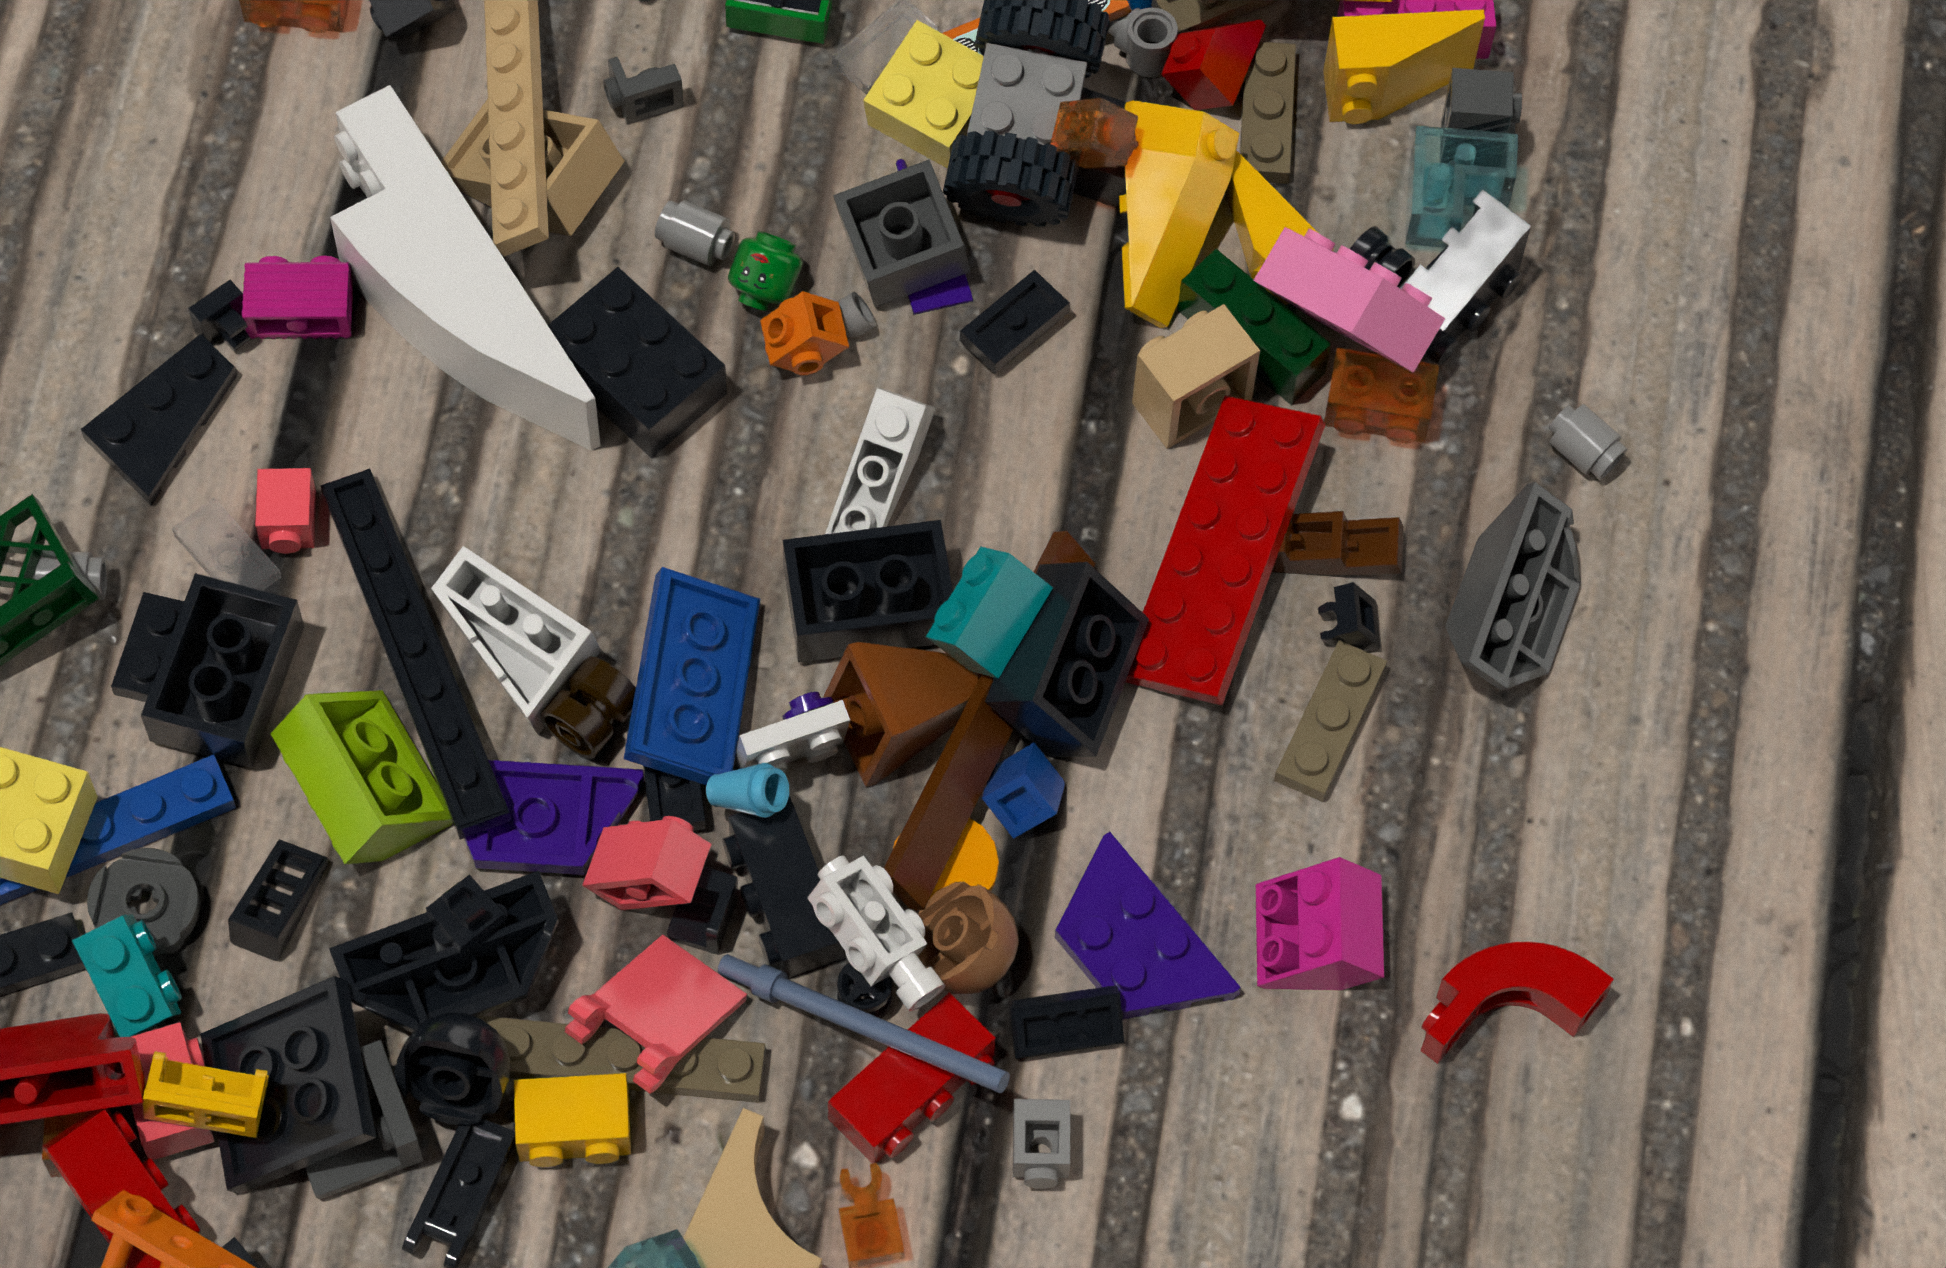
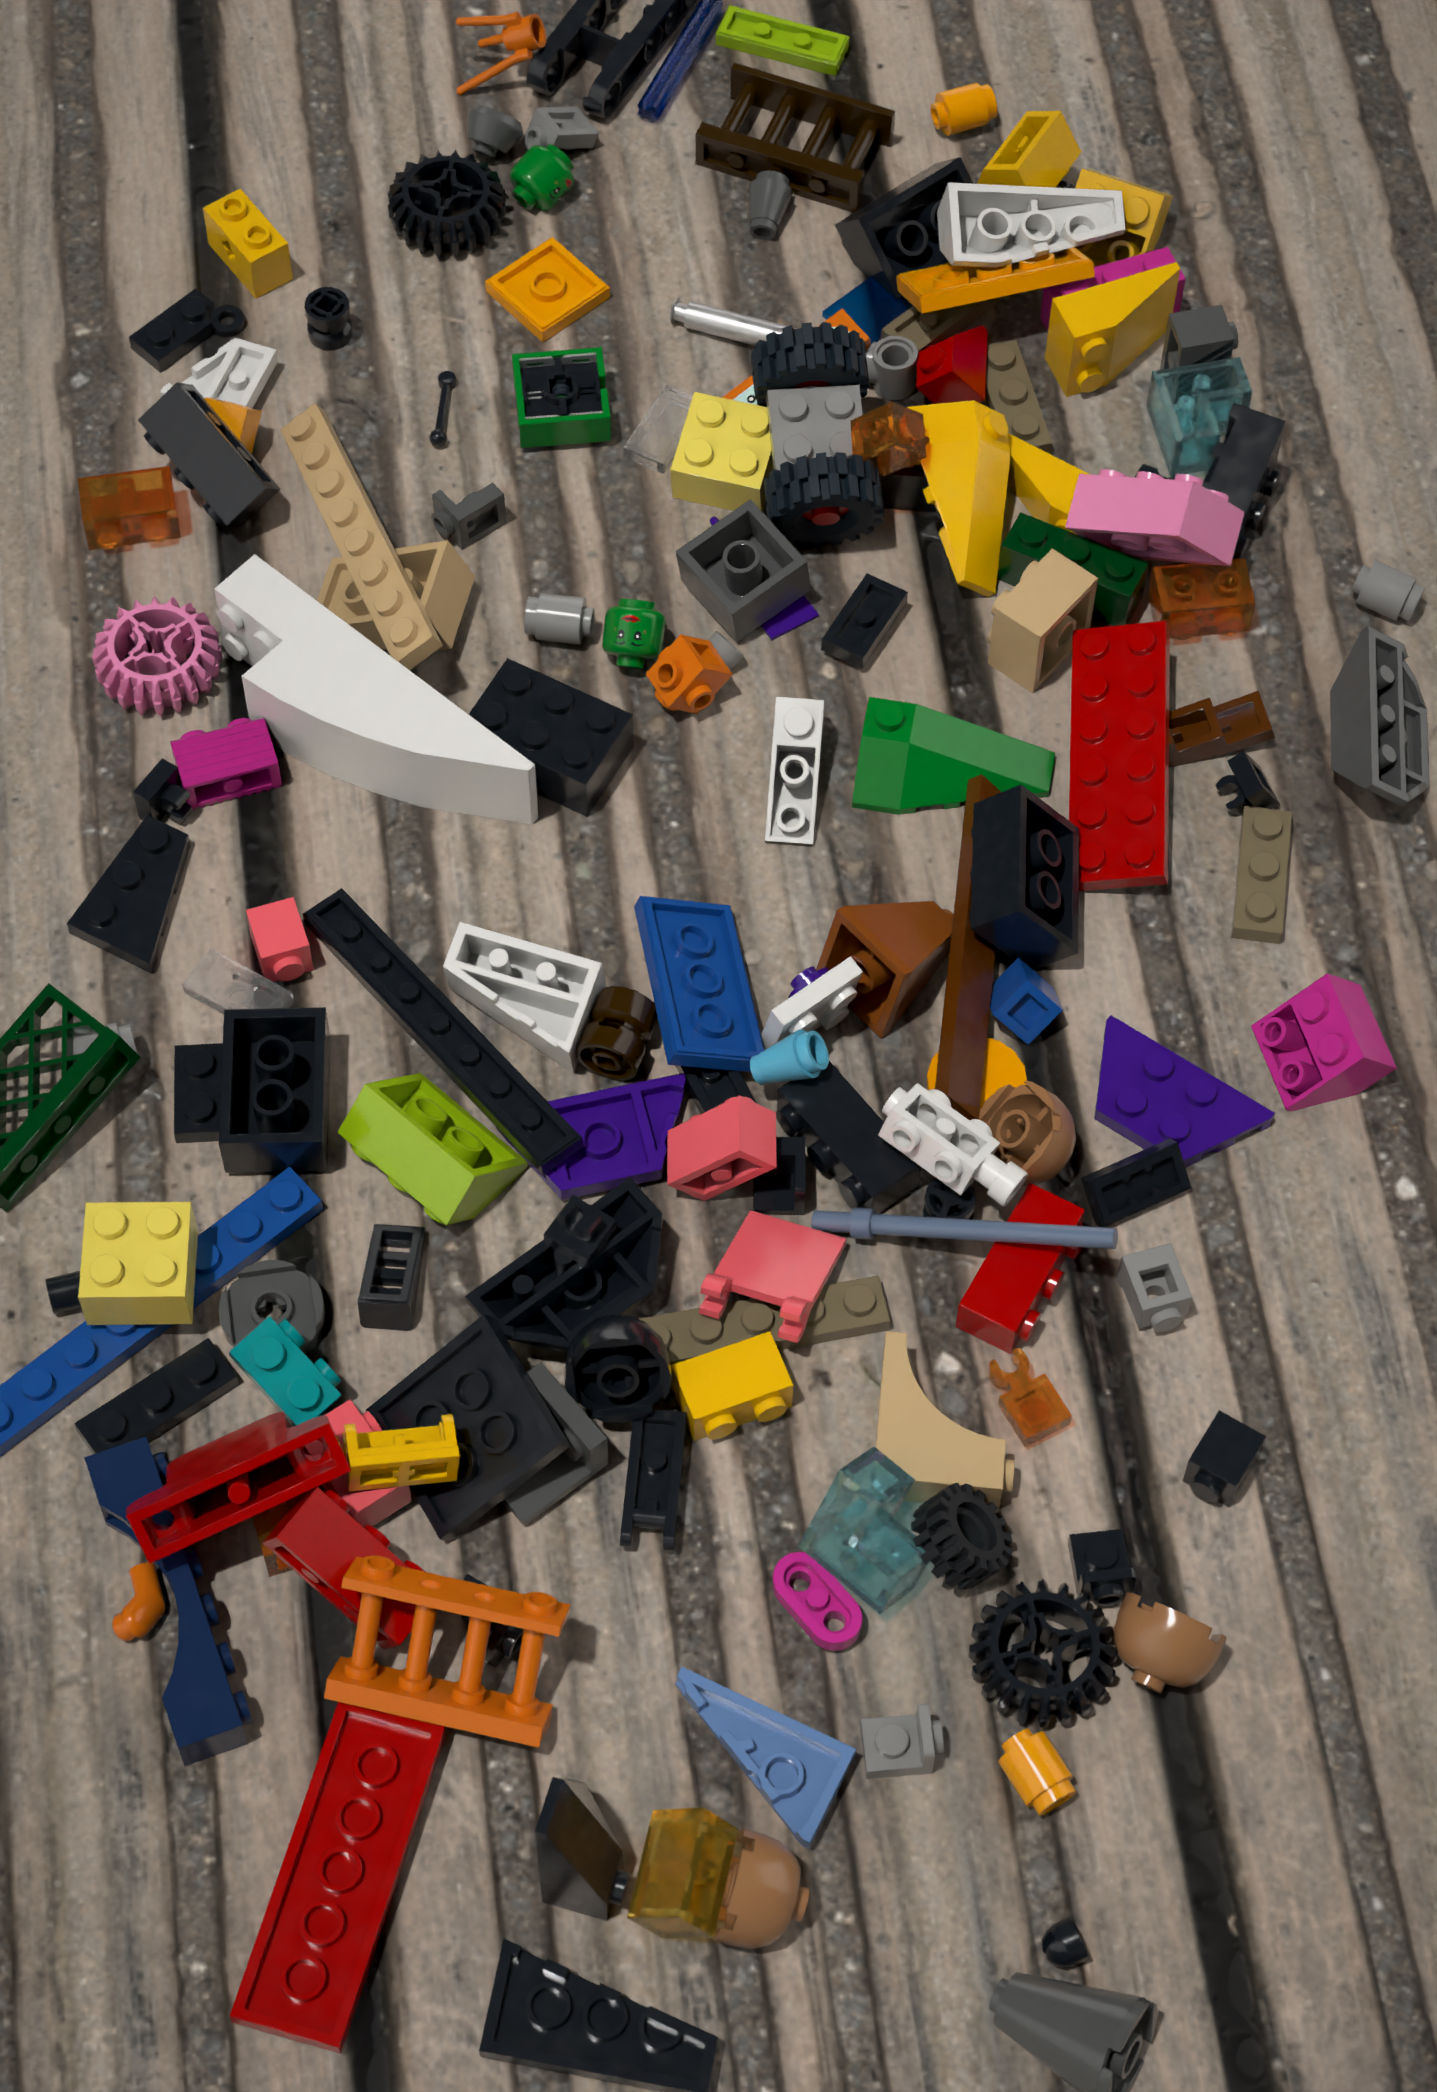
camera: 15 degrees left, 5 degrees down
(247, 182) = (160, 641): none -> bright pink gear
(865, 587) = (826, 863): black brick -> none
(989, 611) = (948, 851): teal brick -> none
(1019, 493) = (927, 757): none -> green wedge

